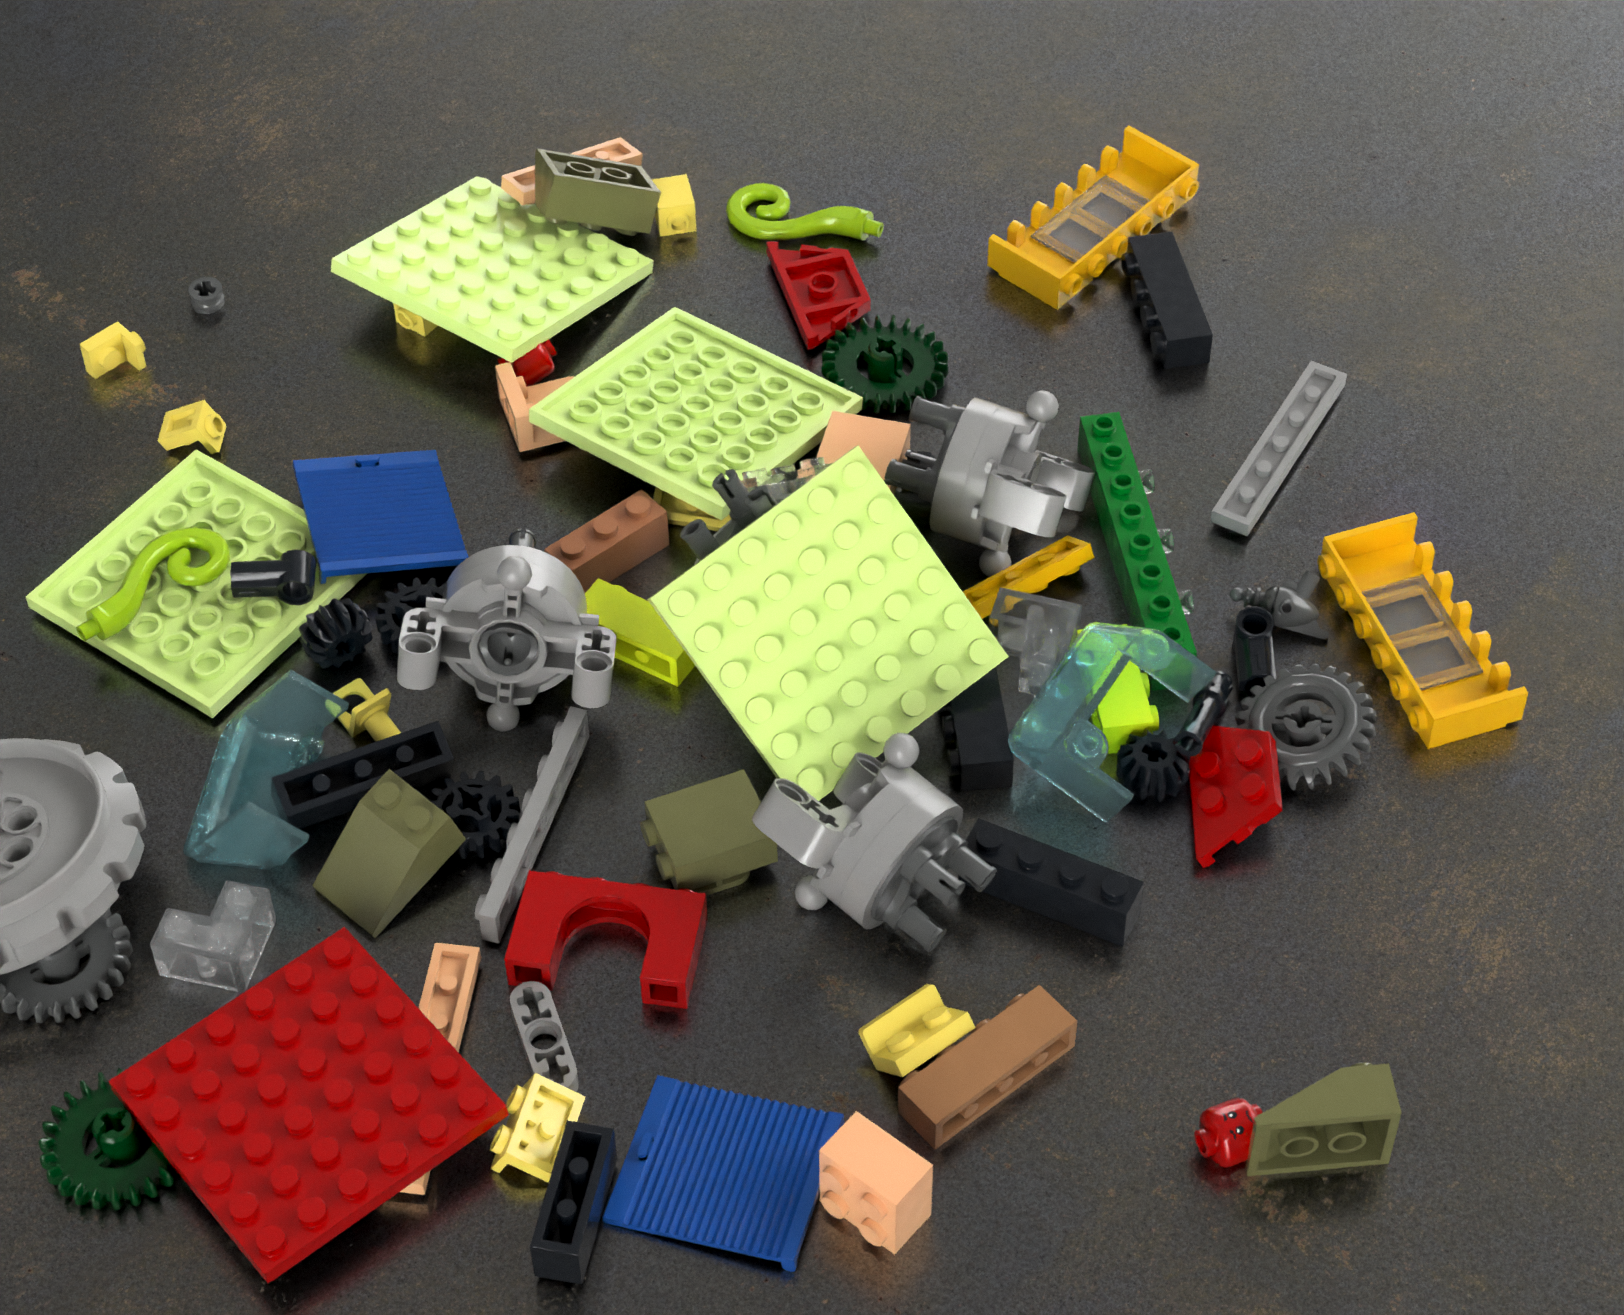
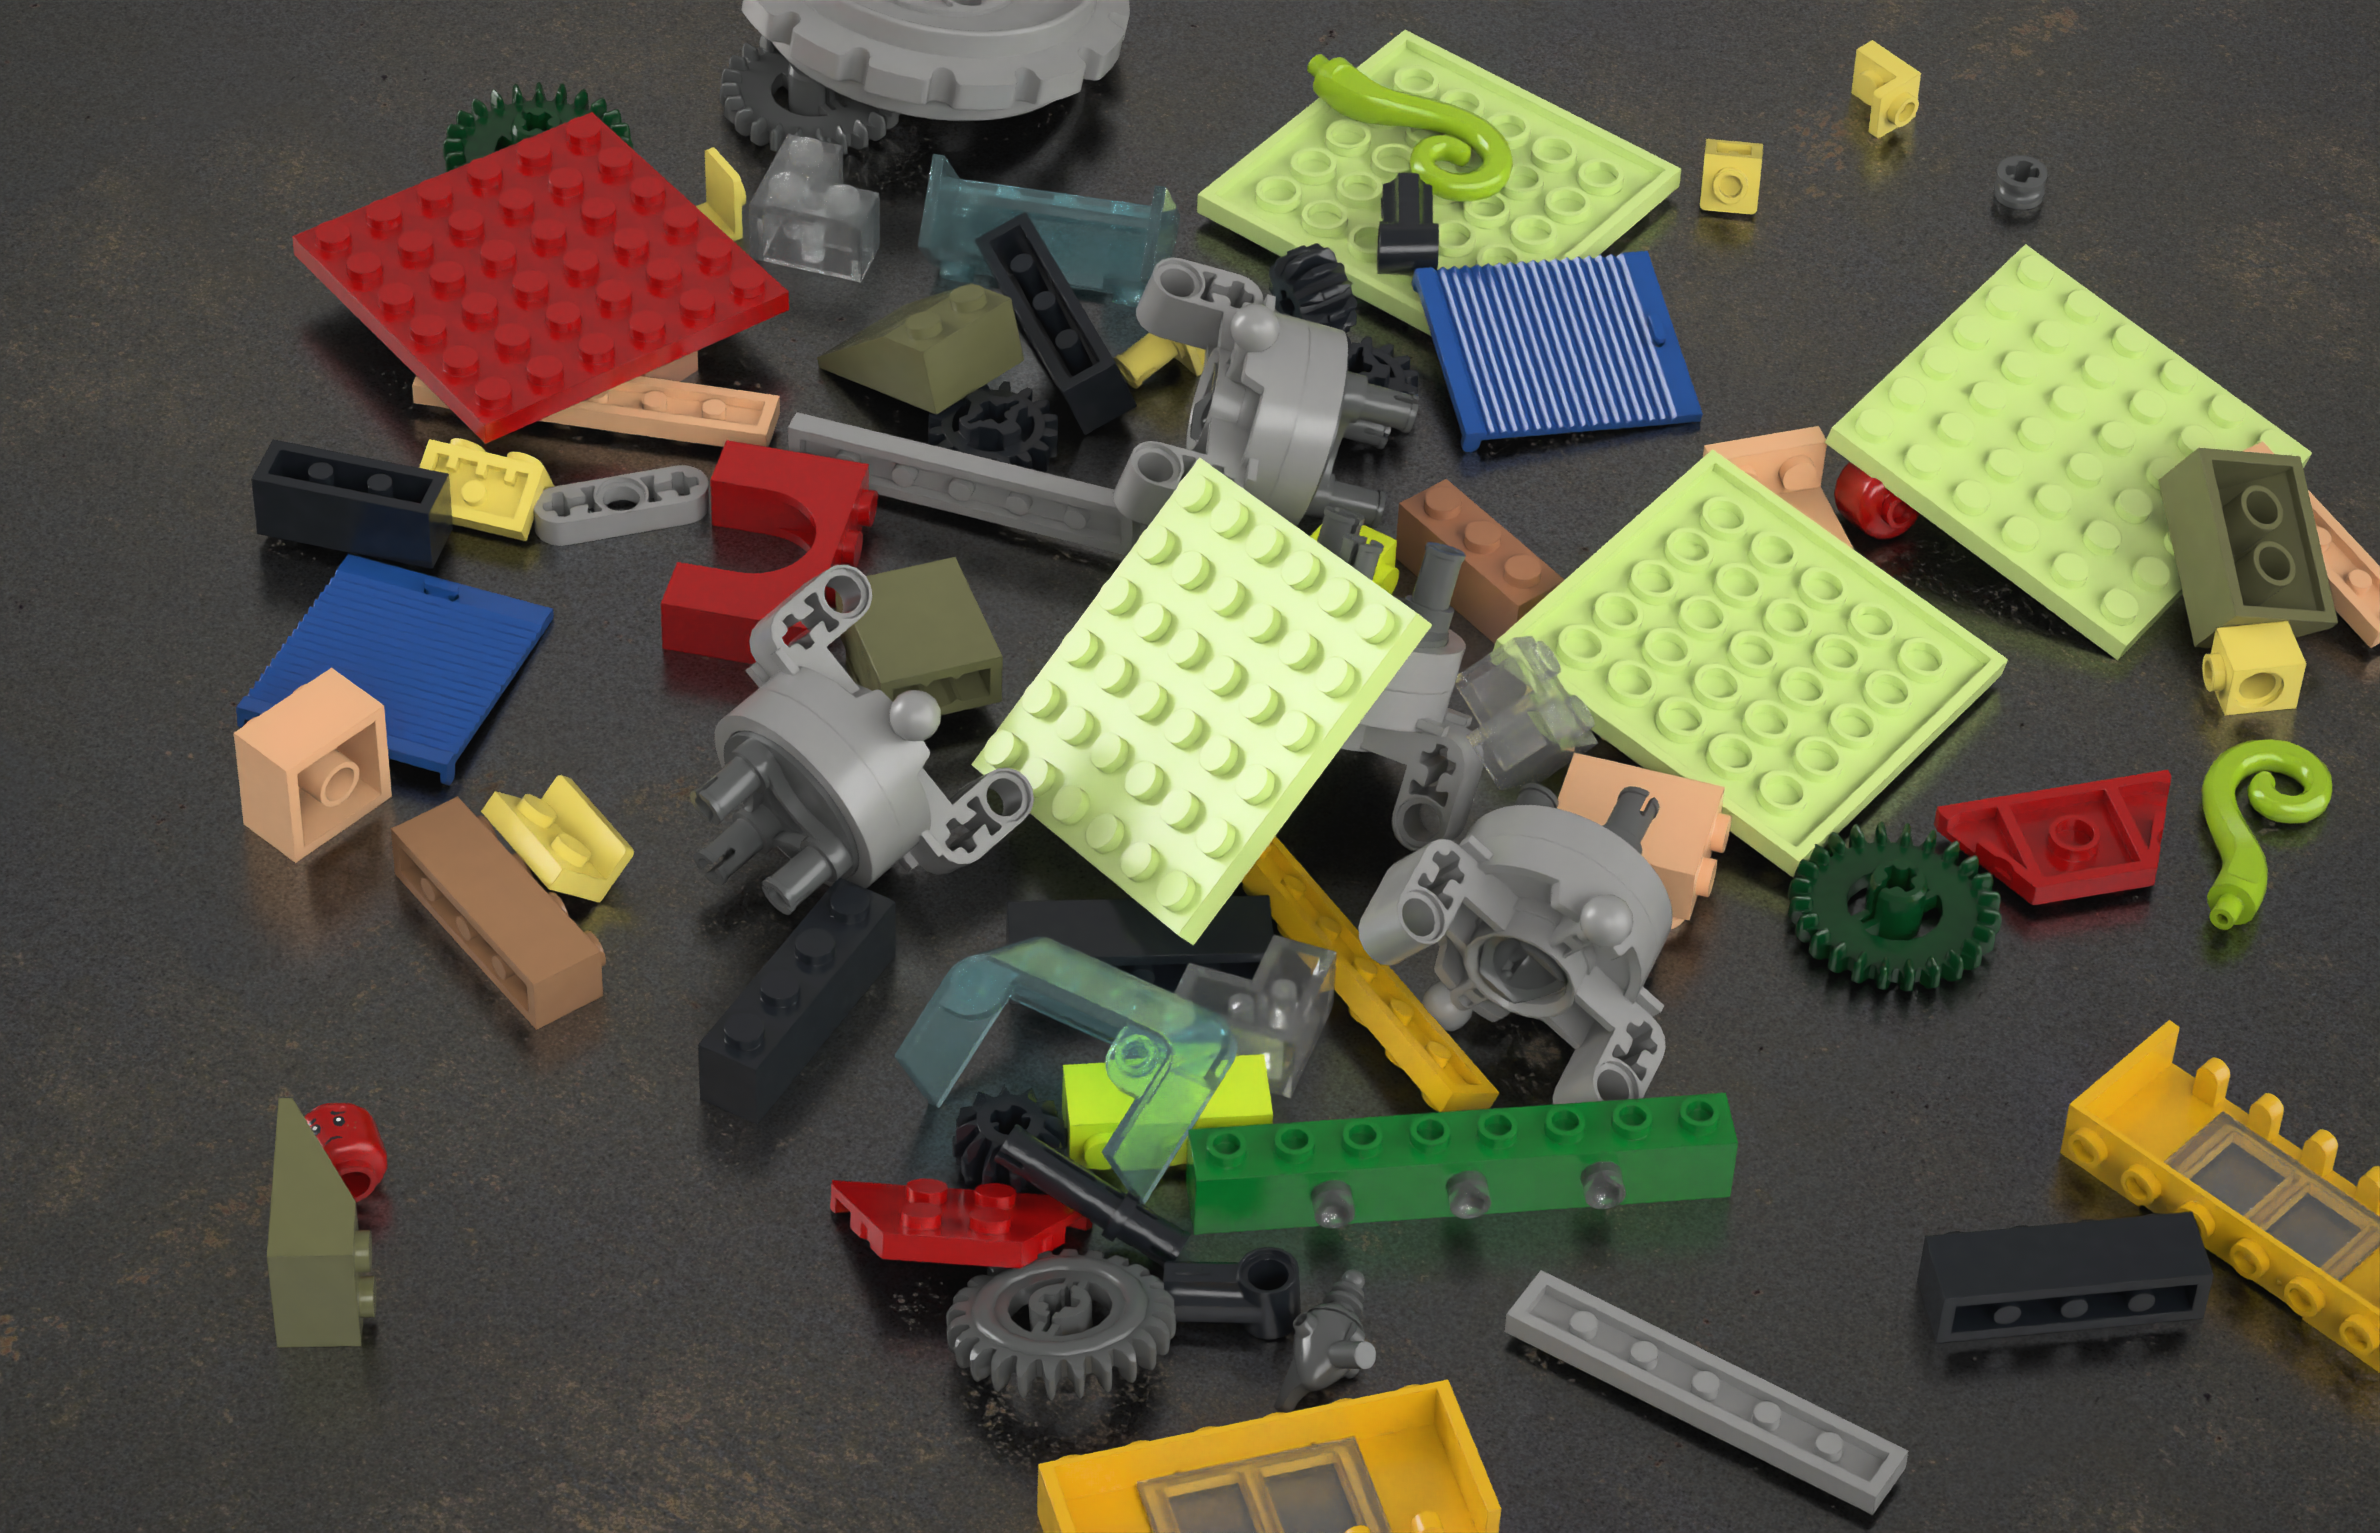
camera: 90 degrees right, 5 degrees down
(195, 997) = (723, 195): none -> light yellow bracket

